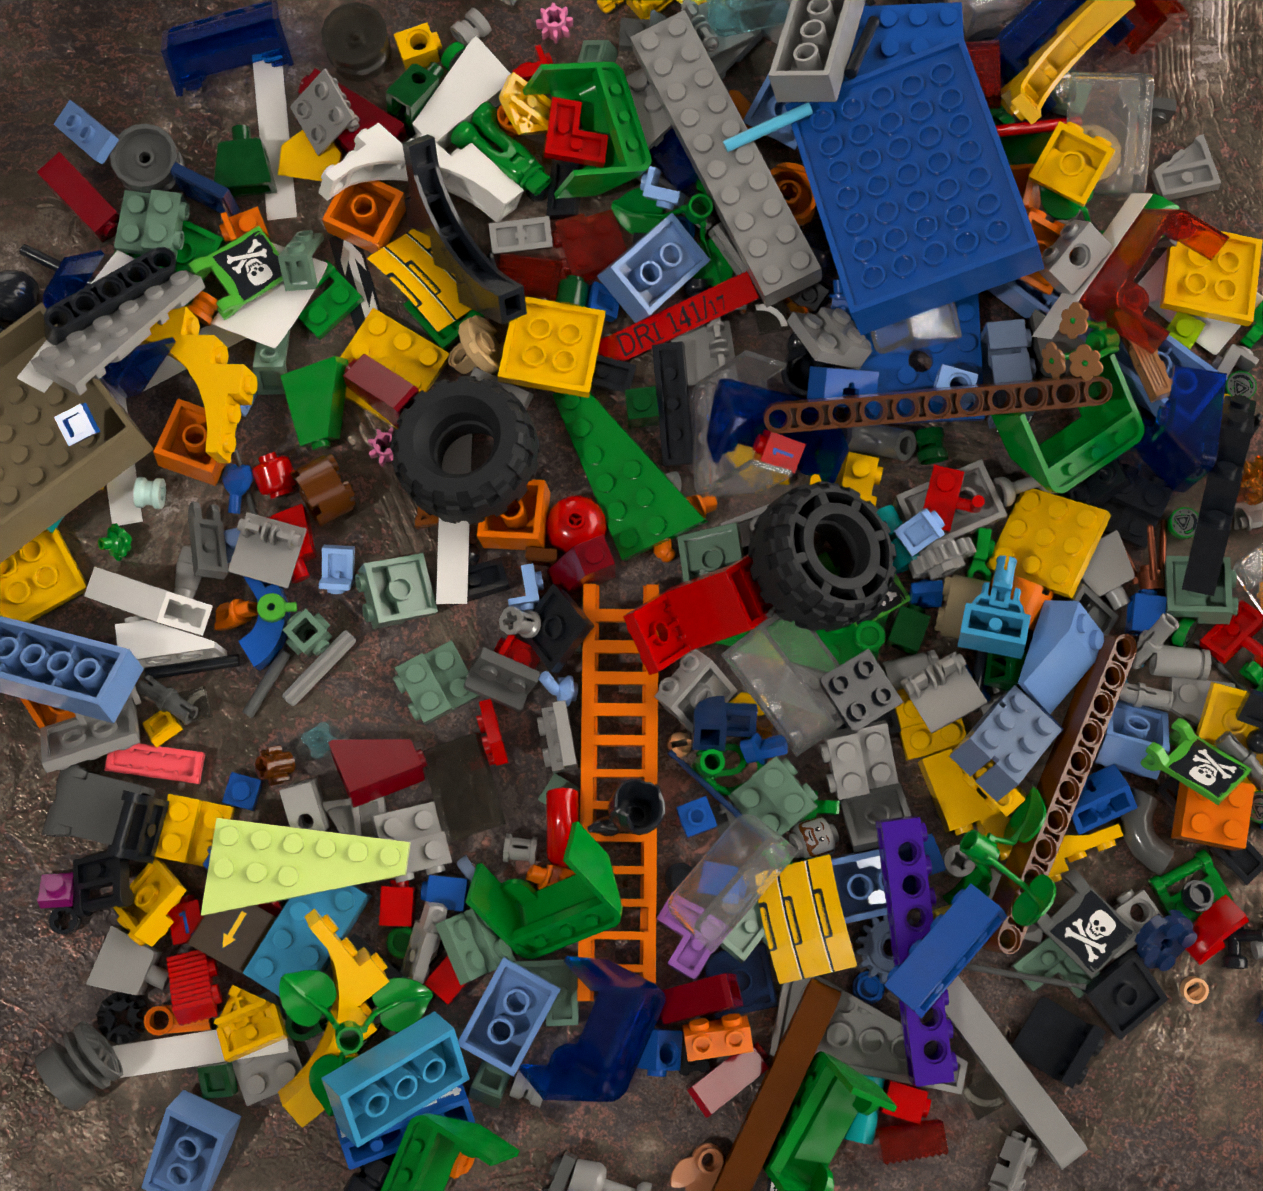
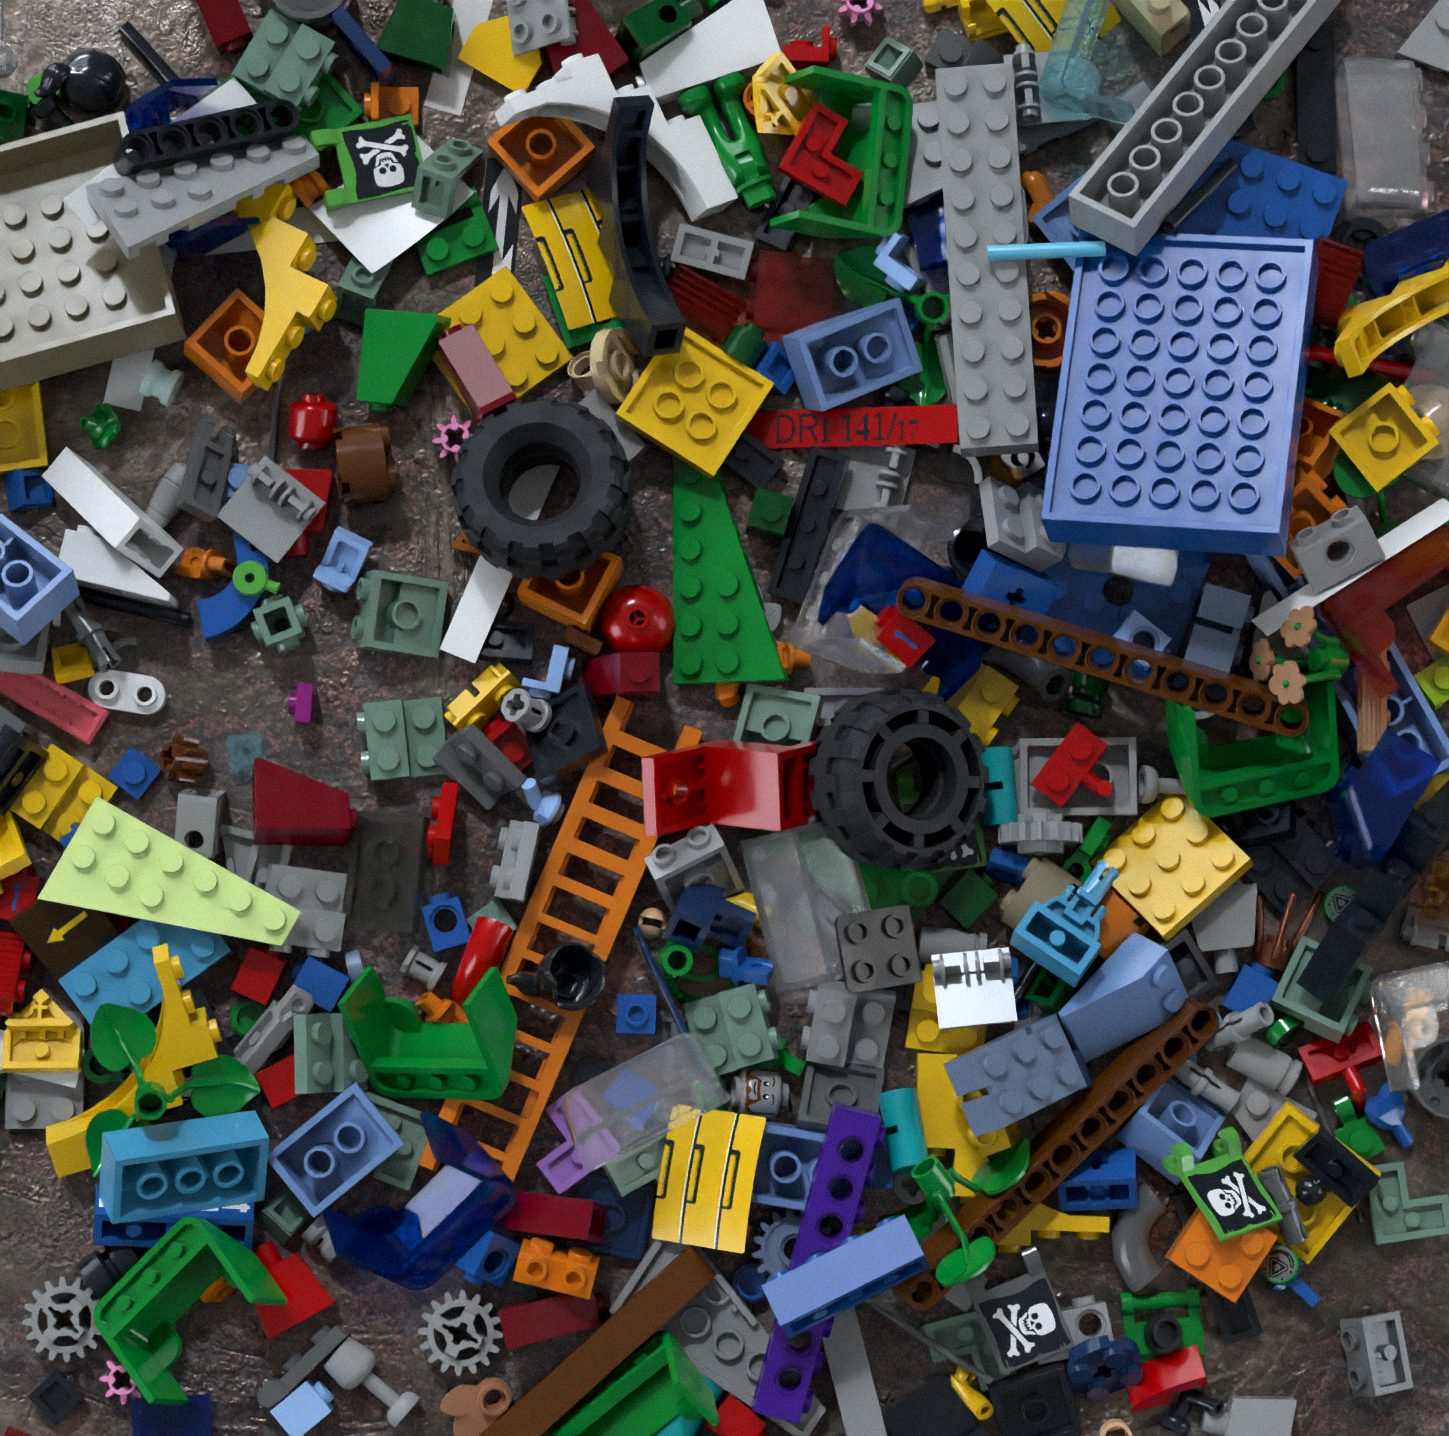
camera: 15 degrees right, 5 degrees up
(77, 424) = (111, 283): plate -> none
(79, 612) = (28, 490): none -> blue slope
(212, 734) = (126, 692): none -> white plate
(237, 482) = (267, 412): blue rock -> none
(266, 683) = (209, 660): dark grey piece -> none
(319, 668) = (277, 667): light grey axle -> none
(349, 686) = (303, 703): none -> magenta plate
(487, 616) = (493, 687): none -> yellow hinge
(522, 1133) = (299, 1284): none -> red torso
(534, 817) = (446, 940): none -> blue brick
(682, 1120) = (453, 1348): none -> light grey gear
(920, 531) = (1025, 793): light blue bracket -> none
(940, 824) = (903, 1129): none -> teal pin
(1070, 1004) = (970, 1395): none -> yellow arm

